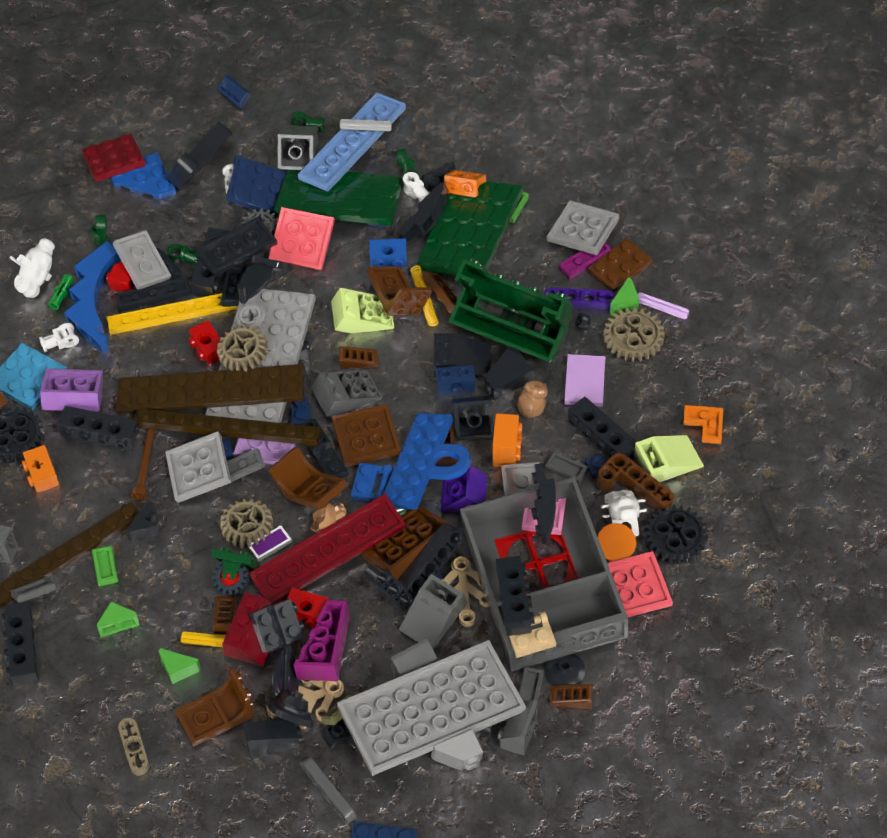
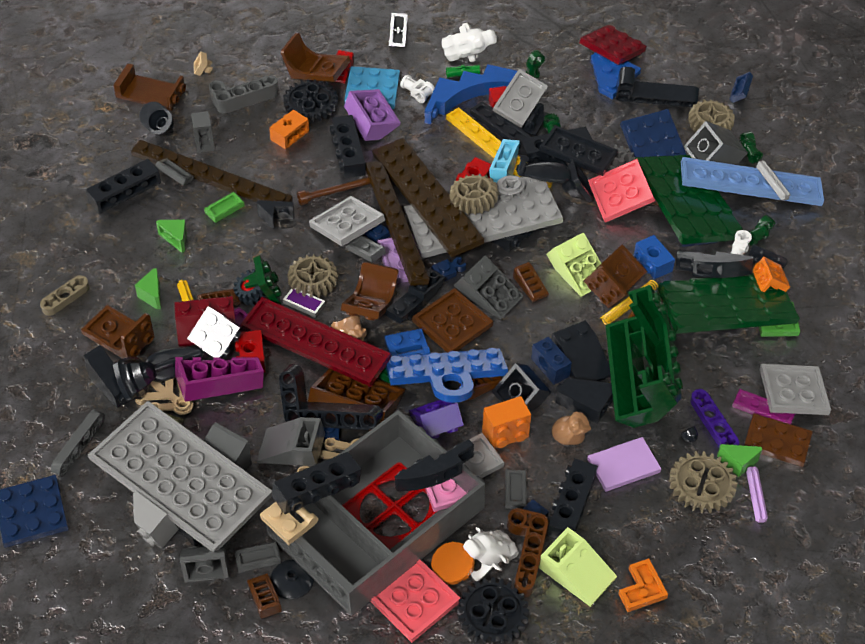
camera: 60 degrees right, 5 degrees down
(209, 309) = (505, 159): none -> medium azure slope
(256, 128) = (711, 112): none -> dark tan gear

